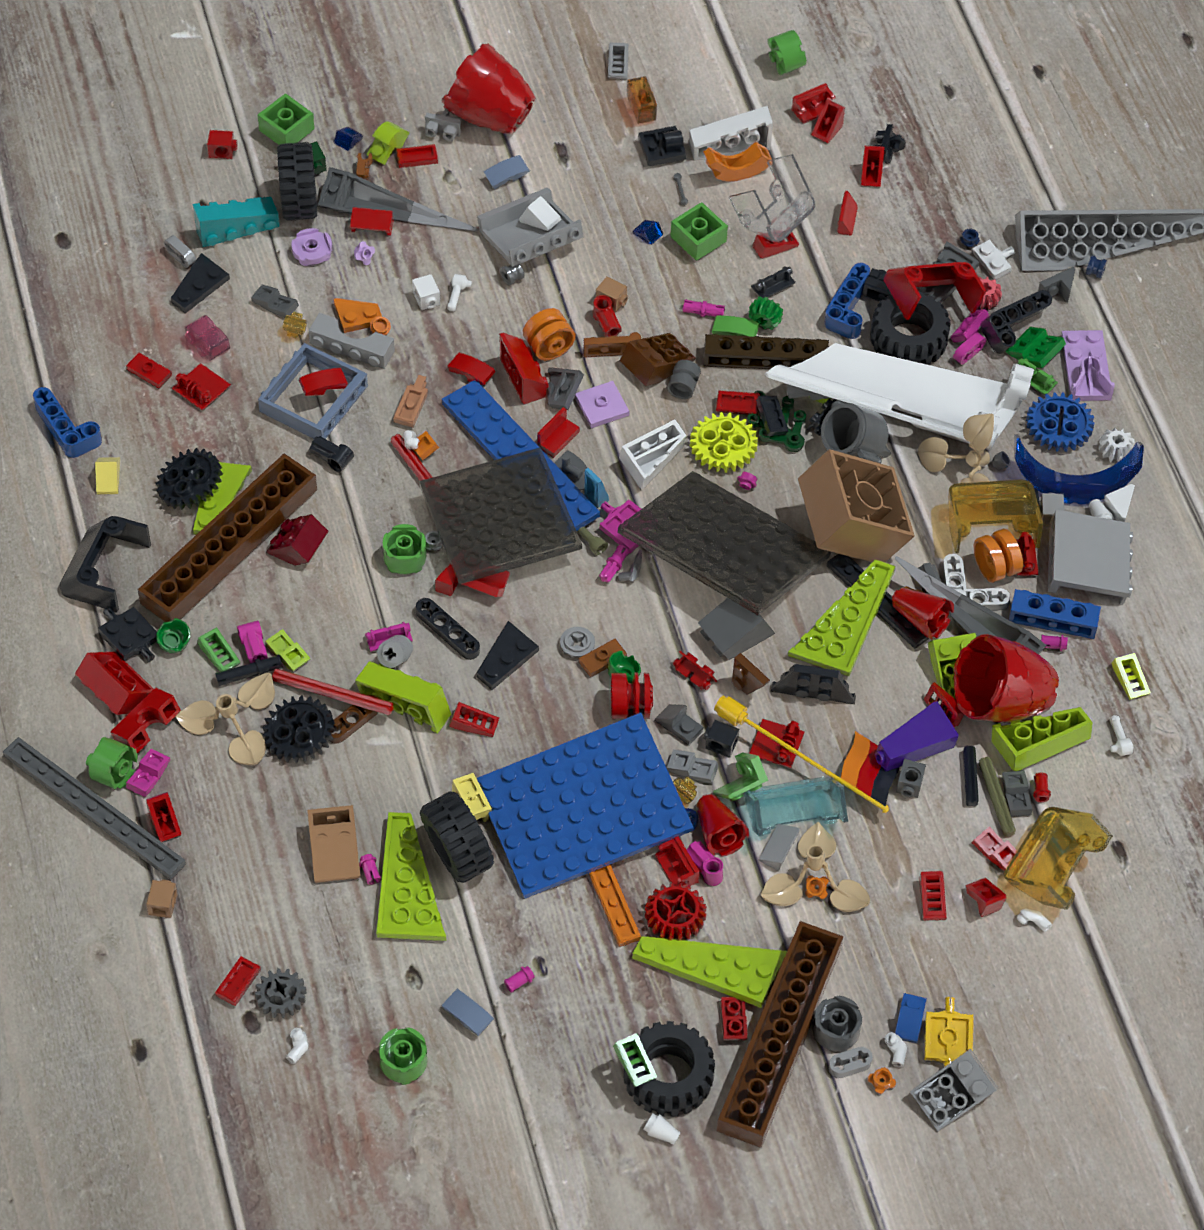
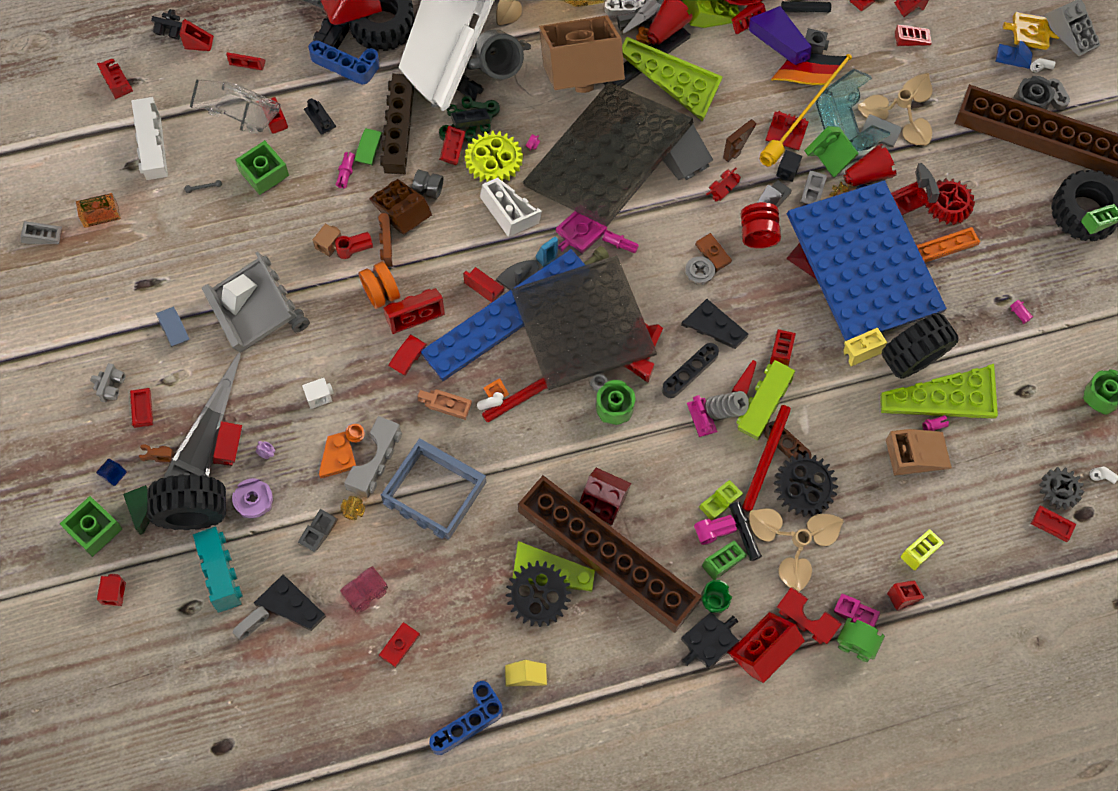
camera: 90 degrees left, 10 degrees up
(81, 576) = (631, 683): black windscreen -> none
(94, 808) = (897, 658): dark grey plate -> none
(162, 898) = (985, 589): medium nougat brick -> none
(200, 386) = (421, 593): red hinge -> none
(212, 826) = (913, 558): none -> neon yellow slope
(319, 381) = (432, 474): red slope -> none
(336, 456) = (506, 466): black piece -> none
(387, 138) = (126, 430): lime brick -> none
(430, 675) = (745, 380): none -> red slope
(459, 283) = (305, 366): white piece -> none
(467, 1012) = (1057, 347): sand blue slope -> none
(489, 92) = (83, 332): red piece -> none
(563, 386) = (430, 277): dark grey wing -> none
(602, 404) = (448, 250): lavender plate -> none
(622, 664) = (728, 233): green hair -> none
(634, 569) = (630, 228): flat silver bar -> none
(648, 231) = (251, 213): clear blue slope -> none
(662, 145) = (152, 197): black plate -> none
(696, 869) = (925, 179): none -> dark grey slope
(706, 862) = (903, 178): dark pink piece -> none
(729, 969) = (992, 170): lime wing -> none
(733, 1019) = (1033, 167): red slope -> none
(738, 166) = (183, 134): orange arch -> none
(765, 312) = (358, 119): green gear -> none
(786, 52) = (54, 92): bright green brick -> none
(810, 886) = (919, 108): orange plate -> none
(814, 683) = (739, 101): black wing -> none
(829, 121) = (139, 66): red slope -> none
(884, 1074) = (1068, 75): orange plate -> none

